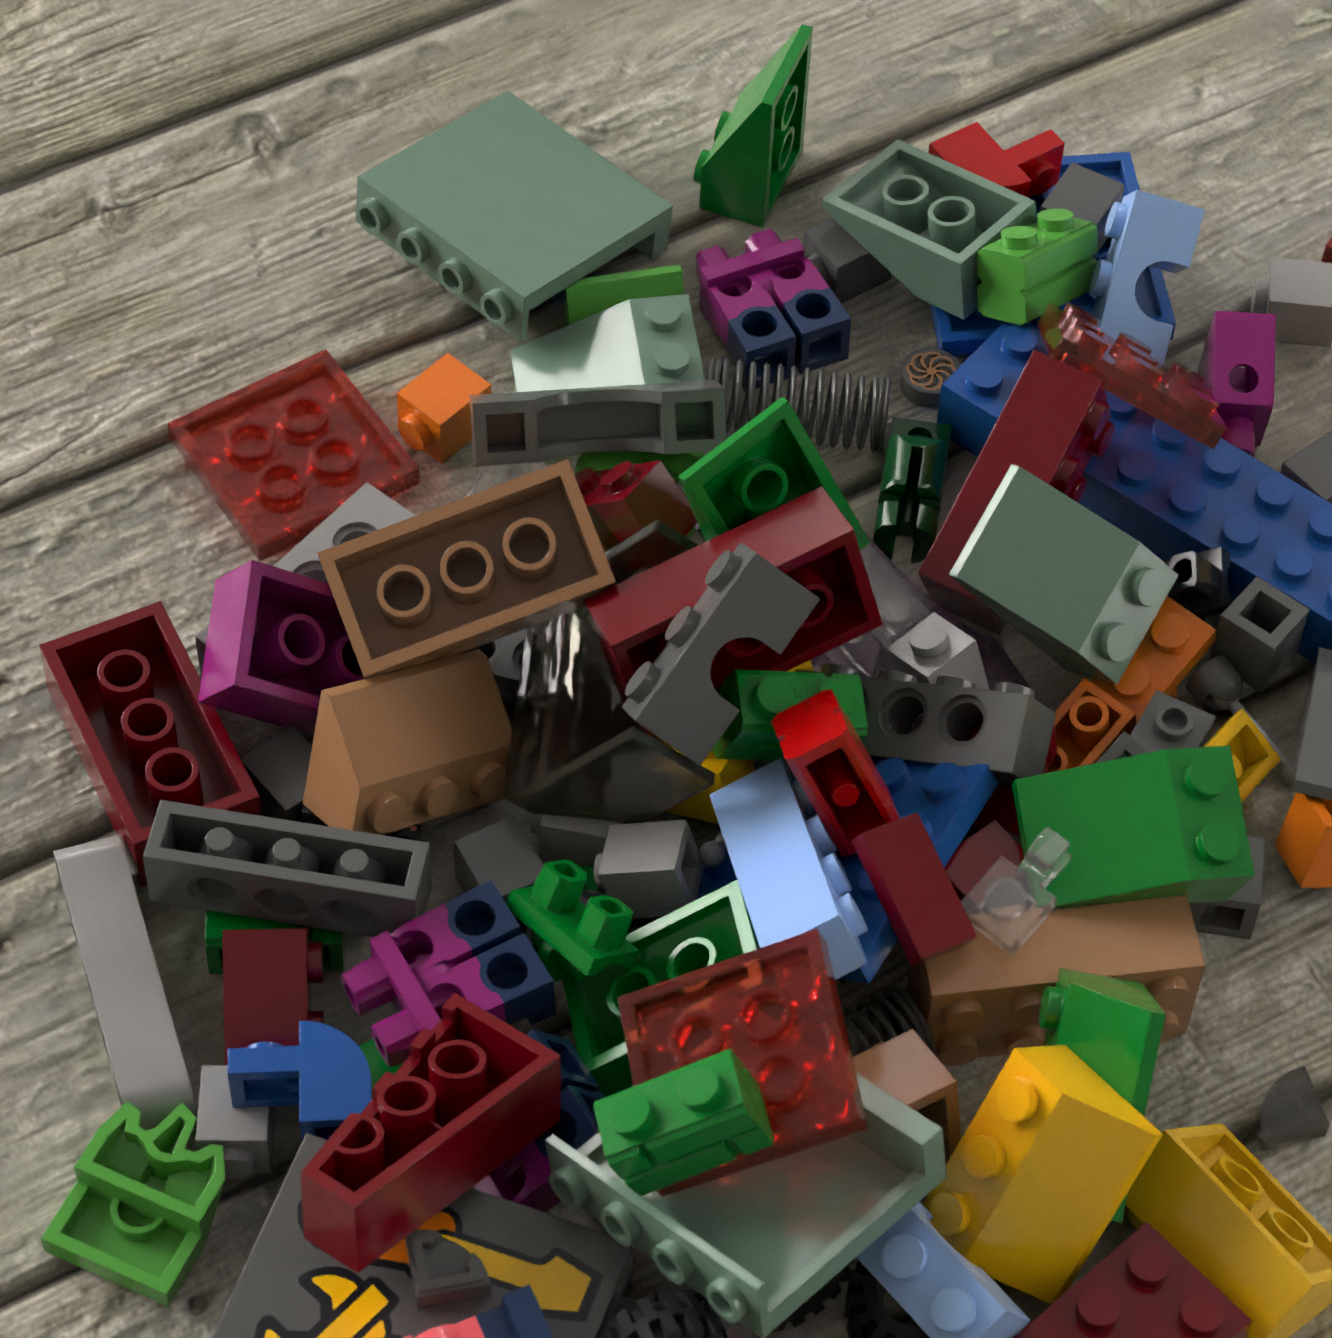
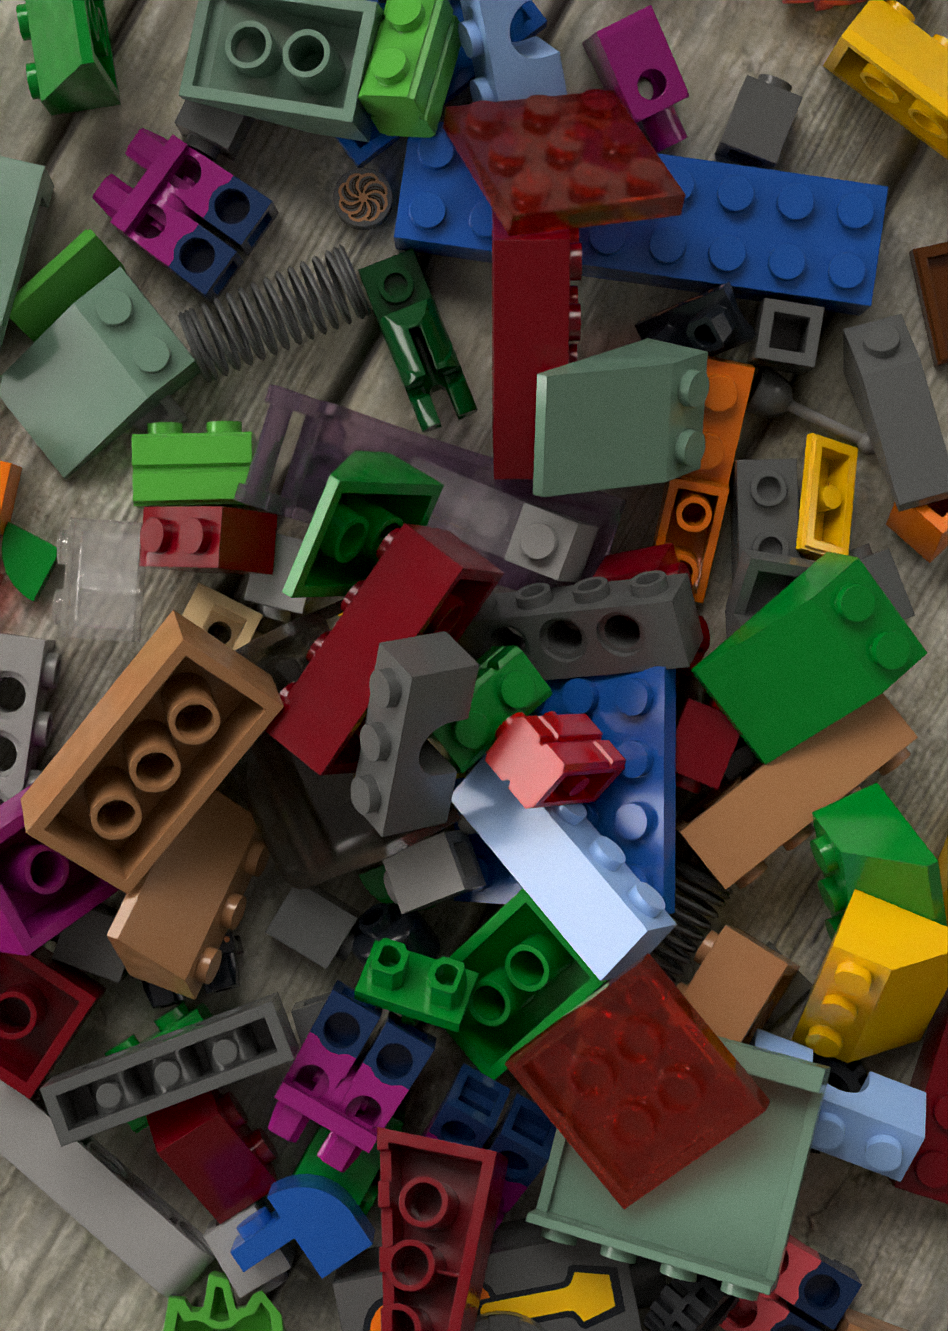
camera: 25 degrees left, 35 degrees up
(446, 478) = (27, 560): none -> green tile
(597, 419) = (79, 516): dark grey arch -> none
(683, 1123) = (634, 1182): green brick -> none
(914, 889) = (671, 825): dark red tile -> none
(1013, 899) = (749, 779): clear plate -> none

